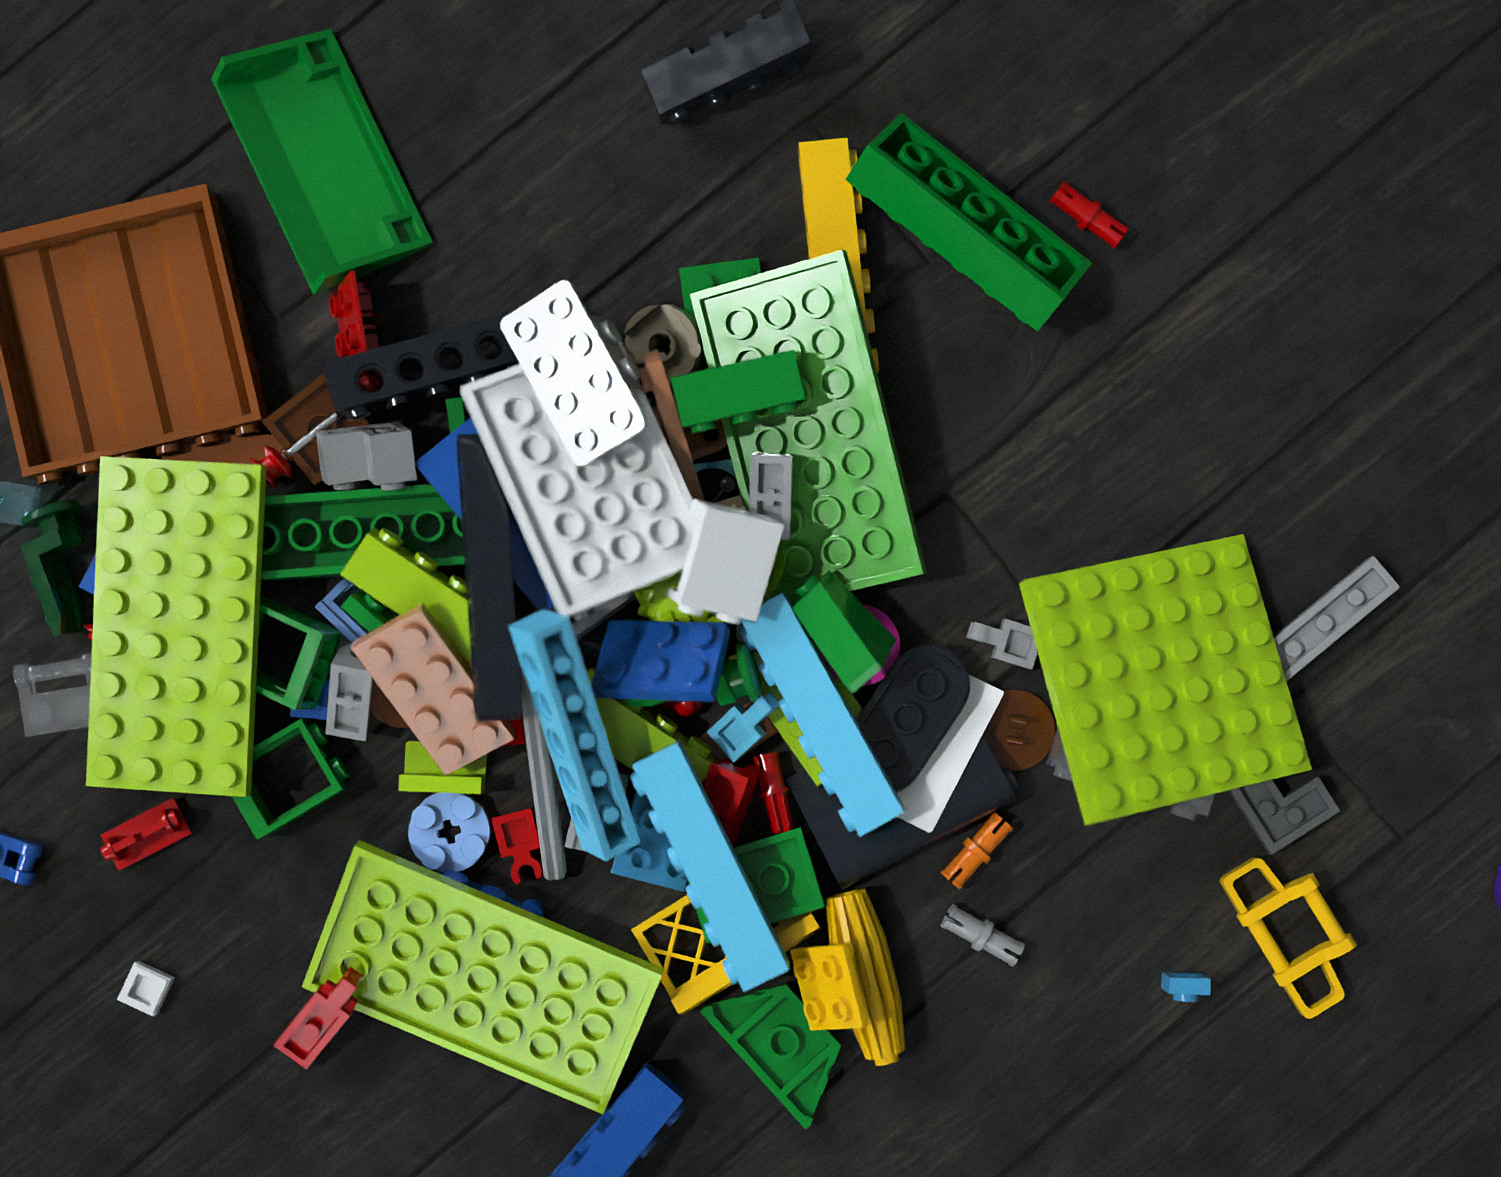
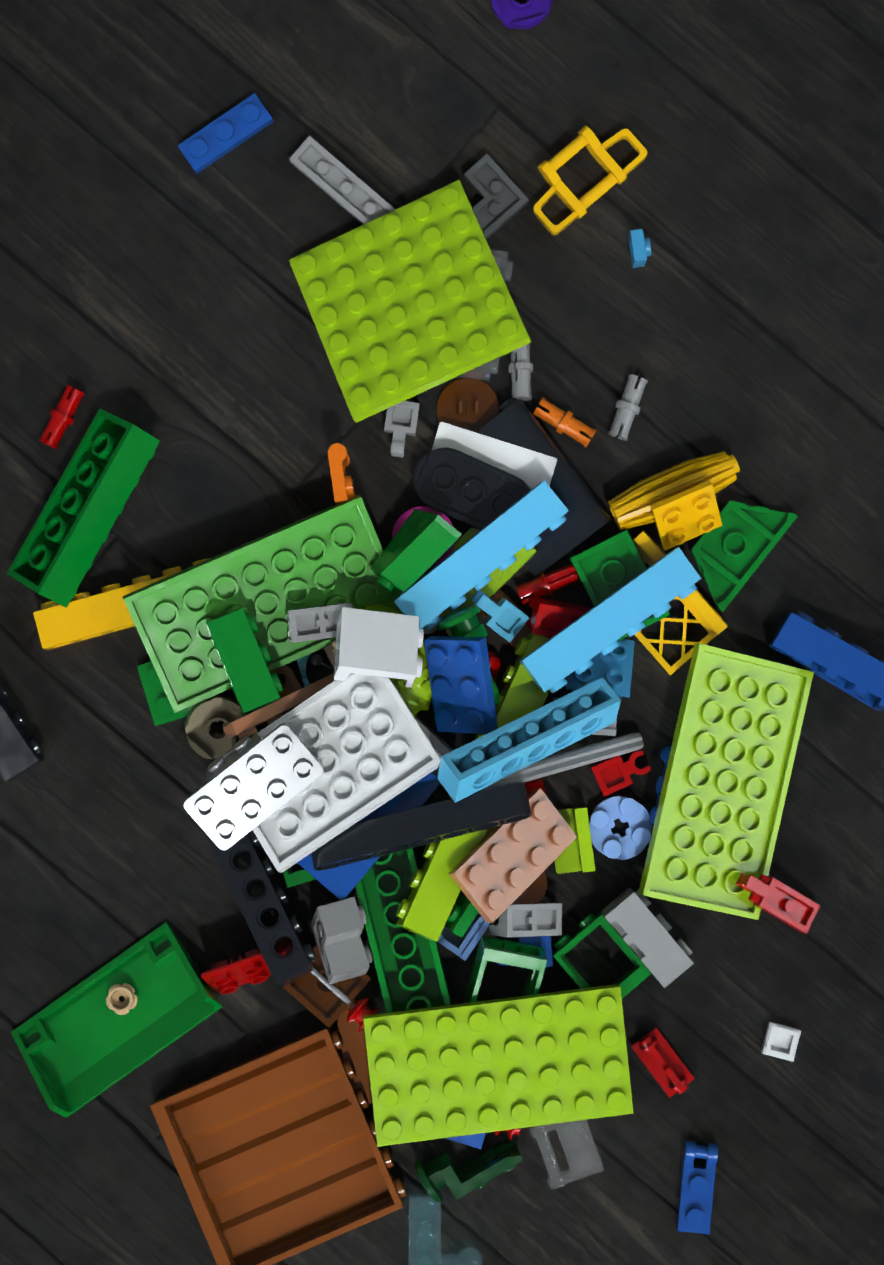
camera: 90 degrees left, 0 degrees up
(305, 843) = (648, 936): none -> light grey wedge
(335, 169) = (115, 1004): none -> tan plate
(942, 553) = (338, 461): none -> orange plate
(1048, 805) = (521, 373): none -> light grey pin
(1419, 481) = (225, 133): none -> blue plate

